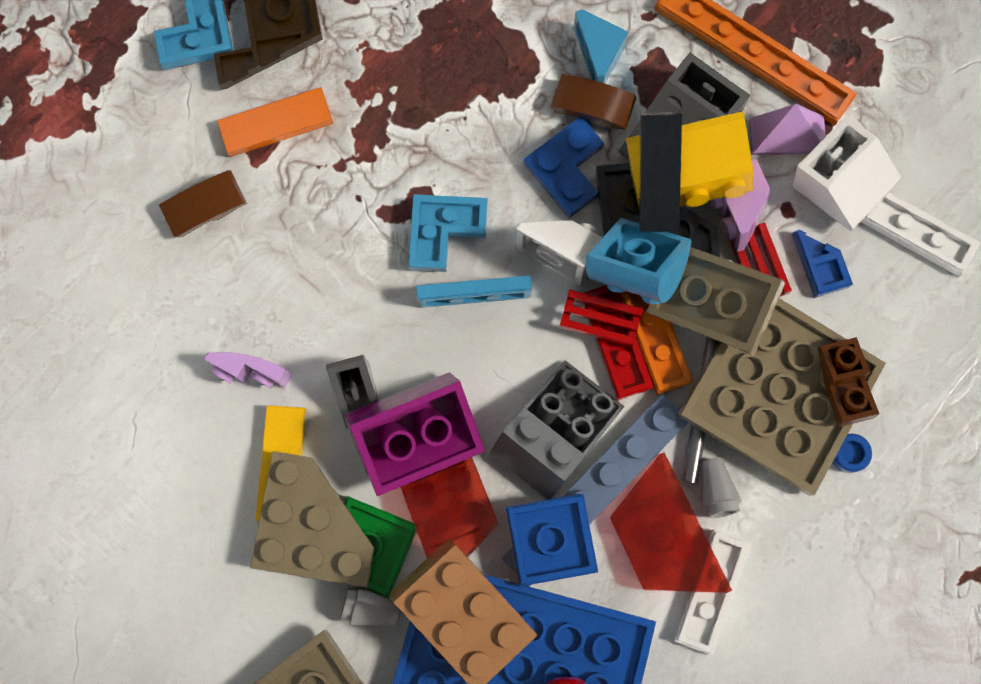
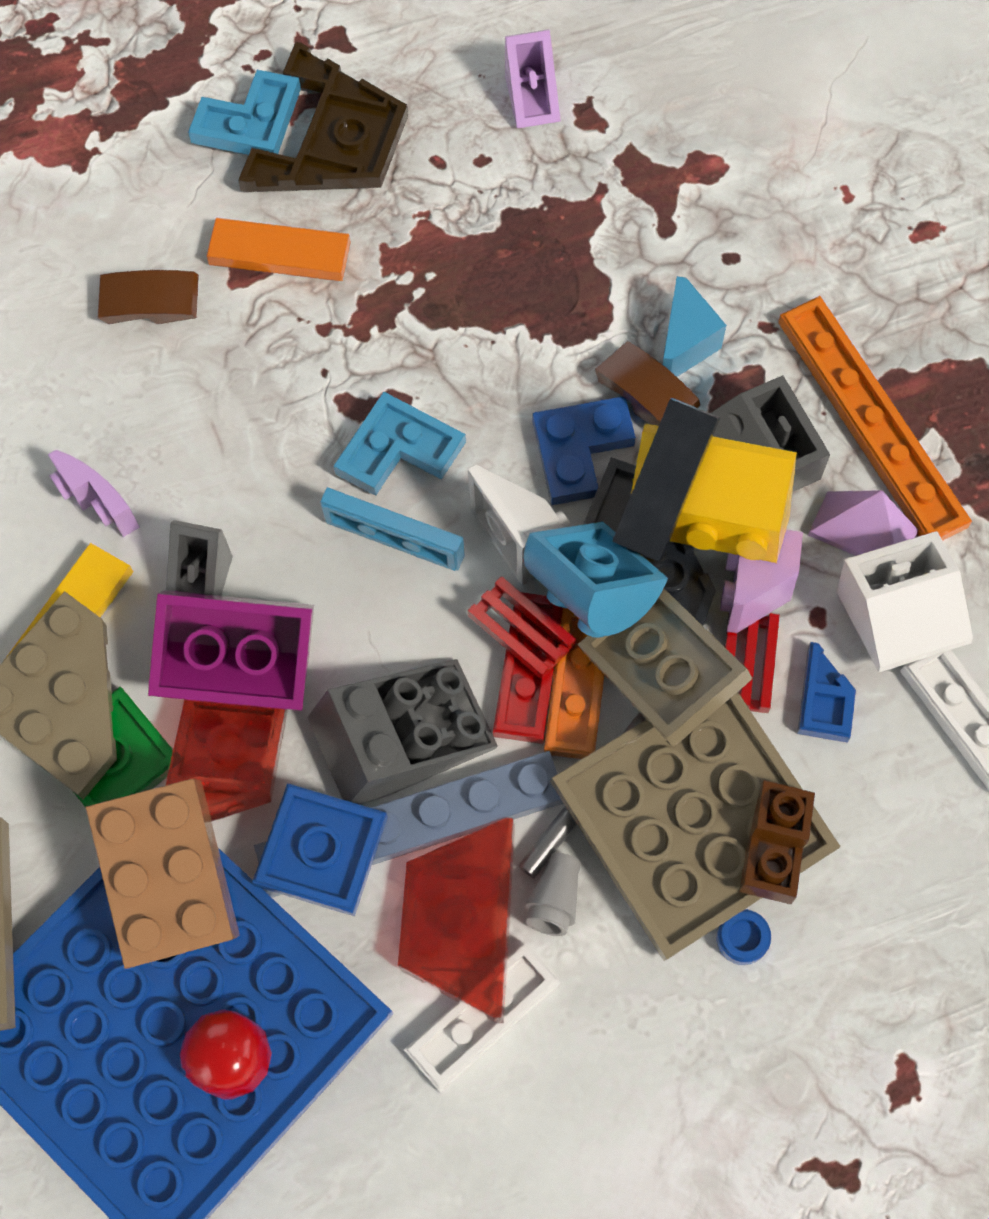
camera: 25 degrees right, 10 degrees down
(368, 608) = (65, 821): light grey cone -> none

